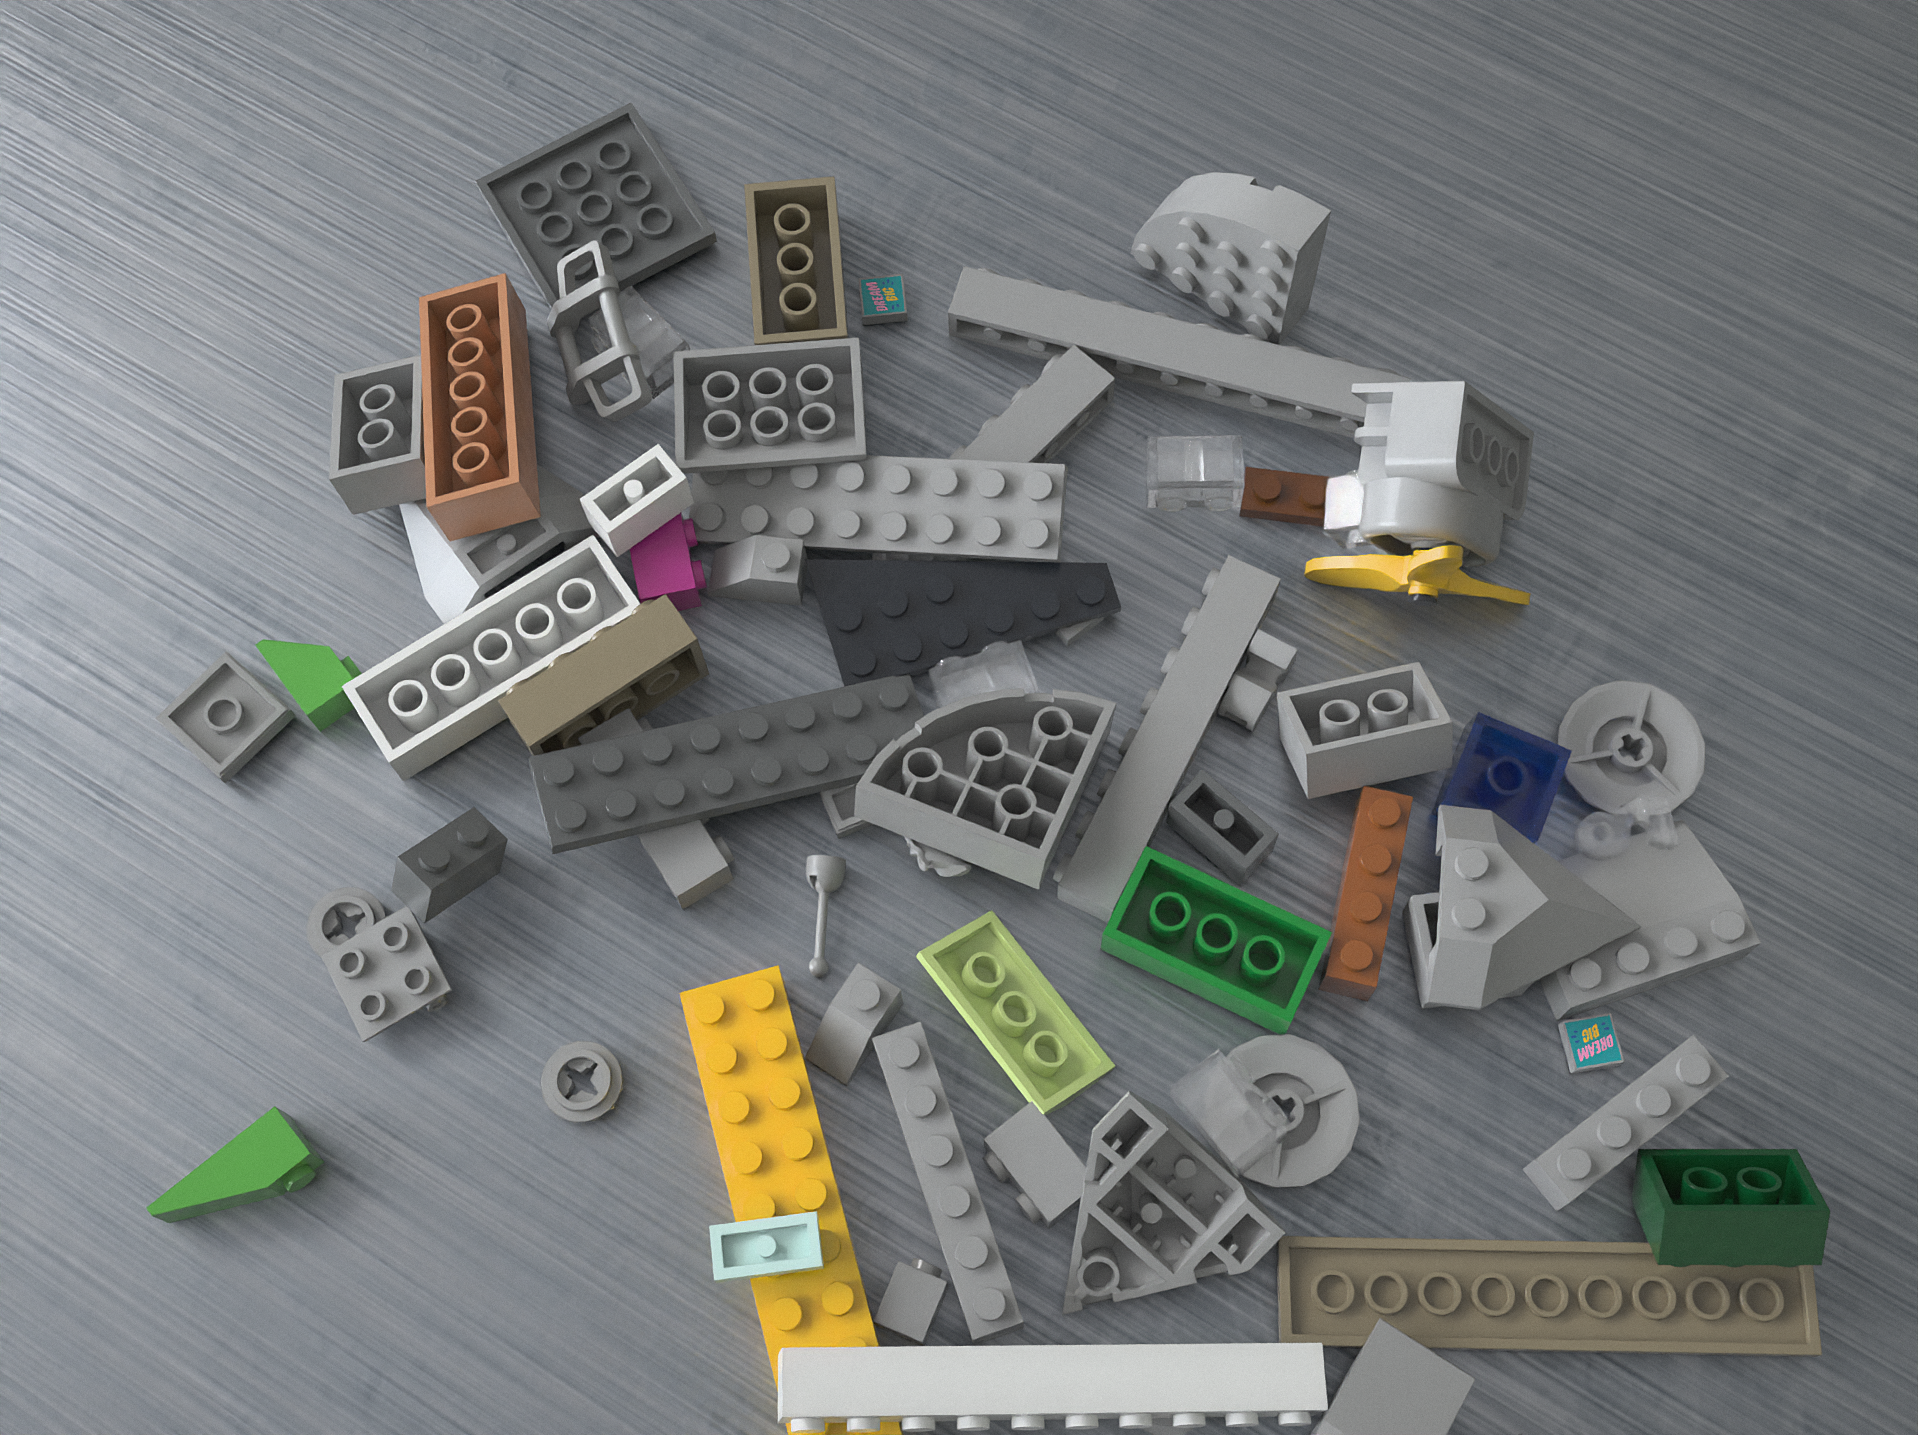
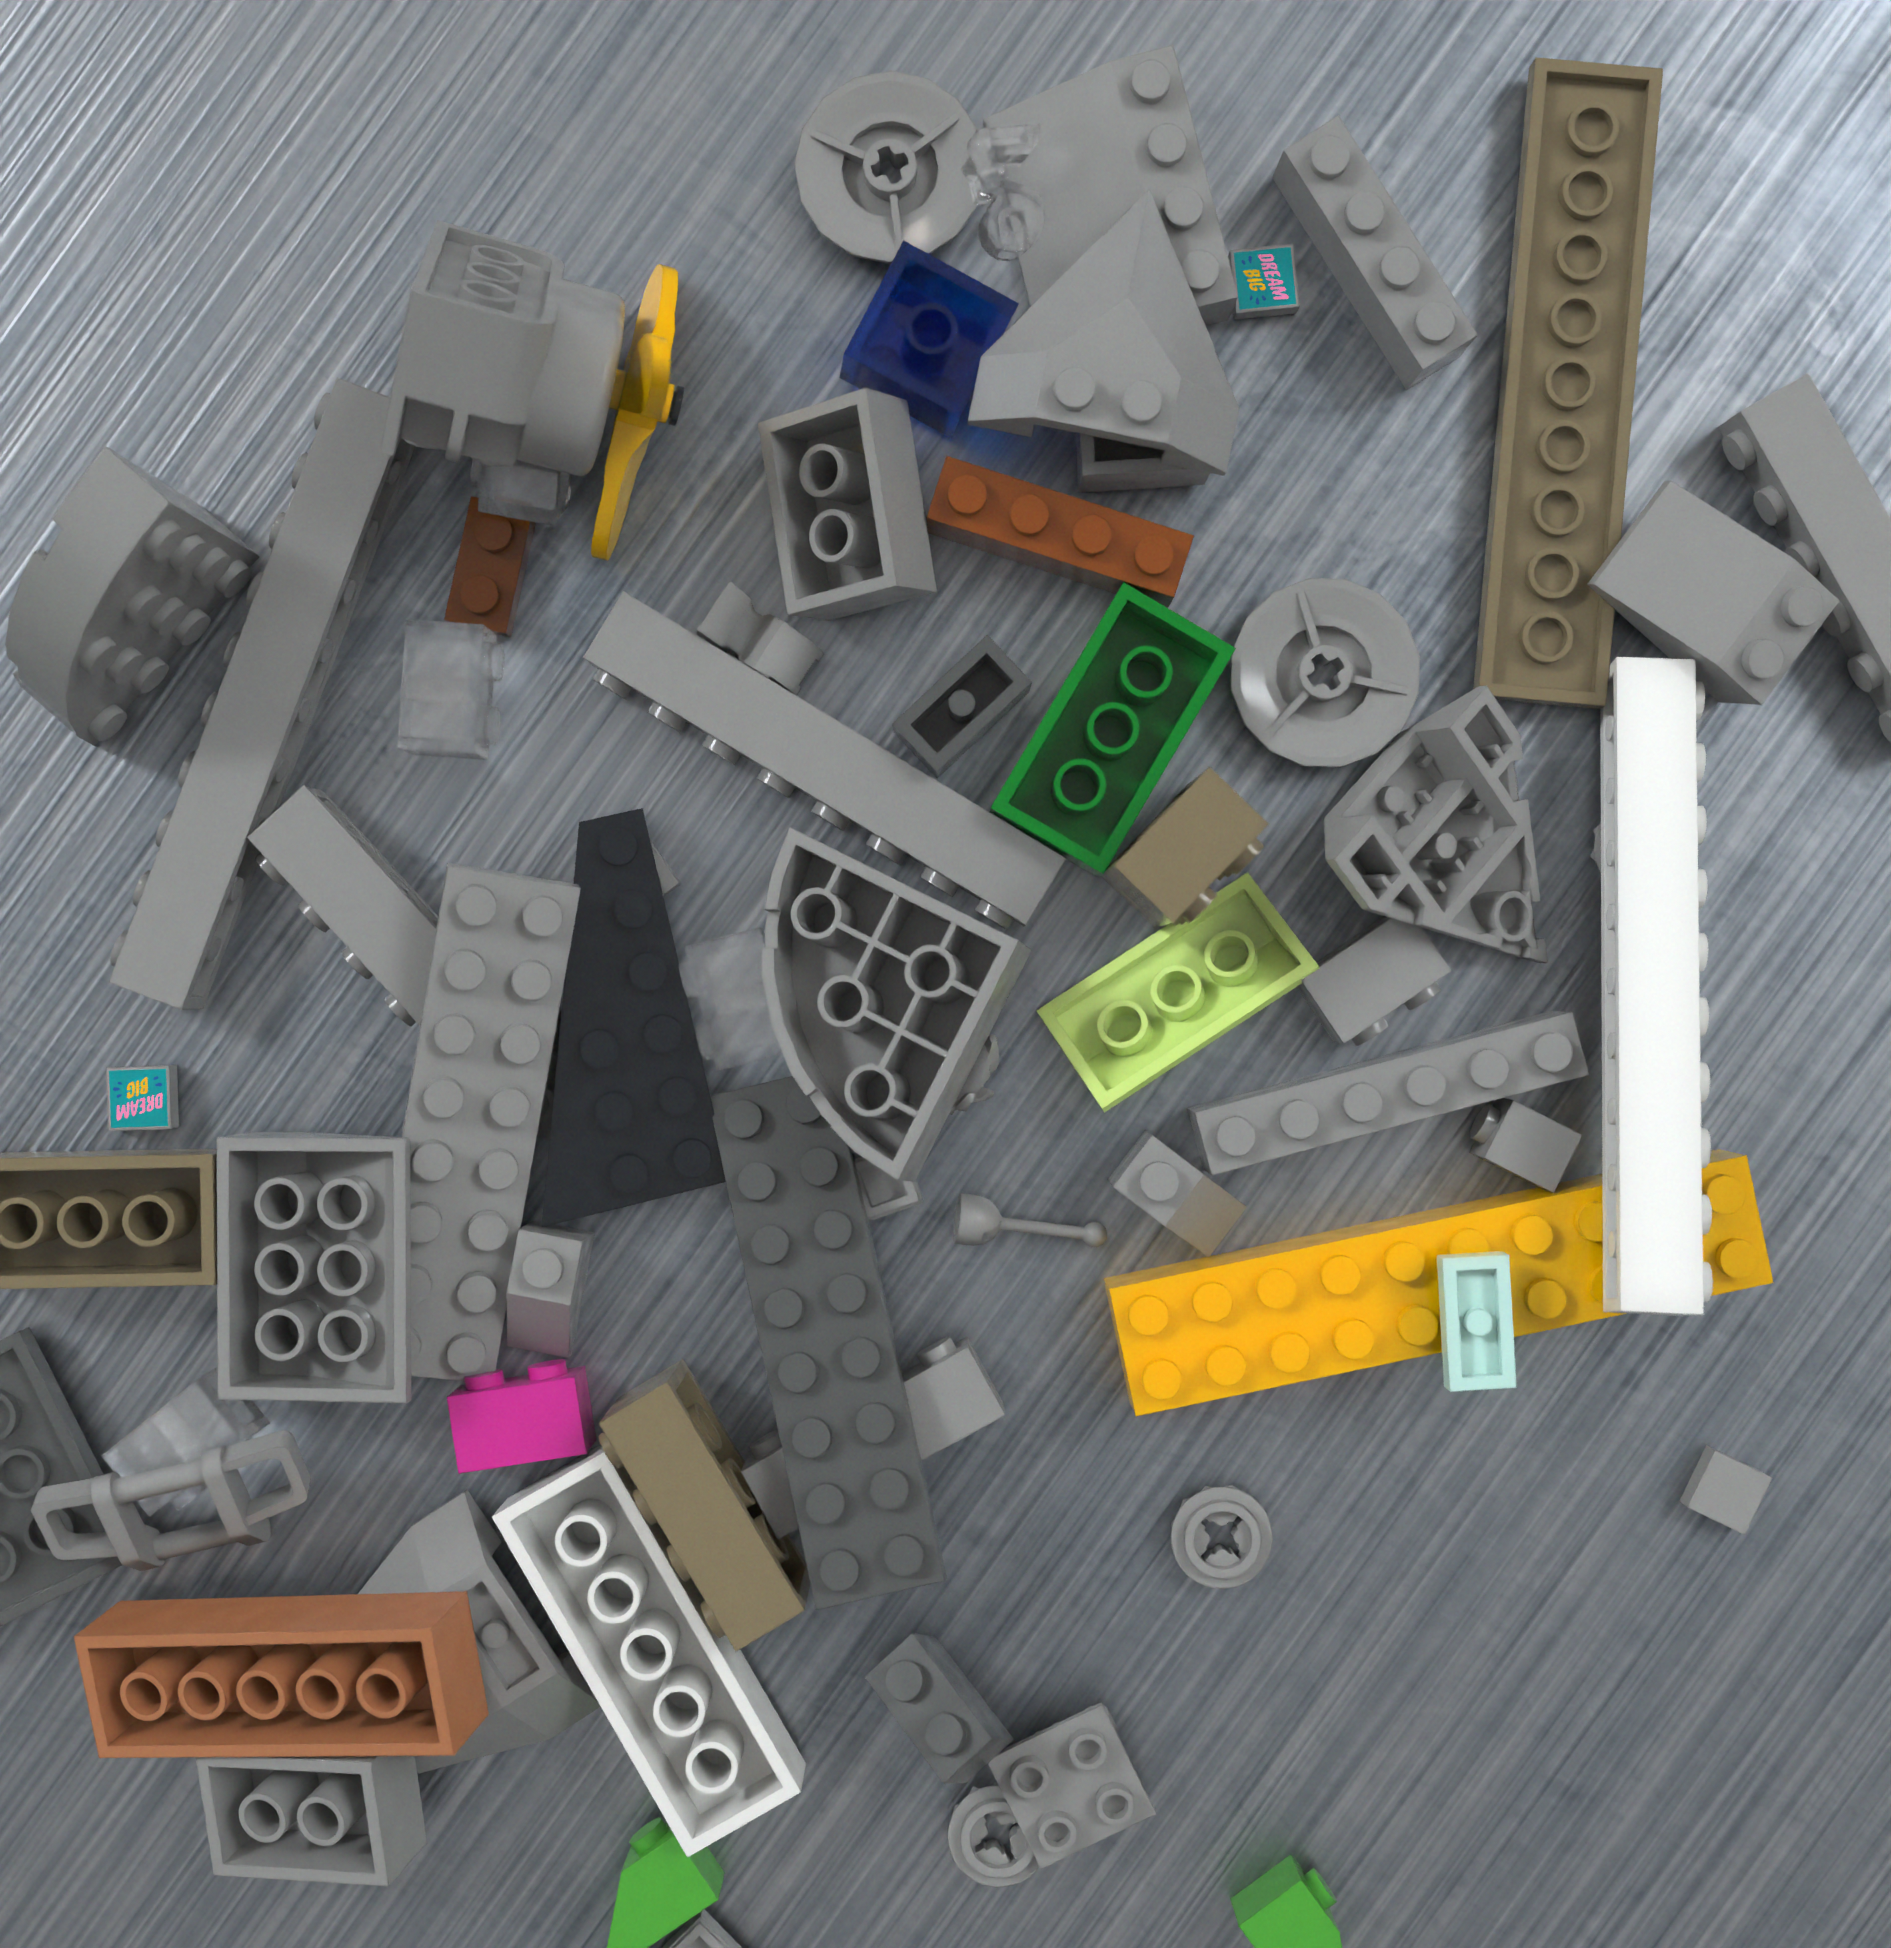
camera: 90 degrees left, 20 degrees up
(637, 500) = (452, 1458): white brick -> none
(1125, 989) = (1184, 849): none -> dark tan brick
(1230, 1112) = (1337, 737): clear brick -> none
(1729, 1207) = (1496, 142): dark green brick -> none

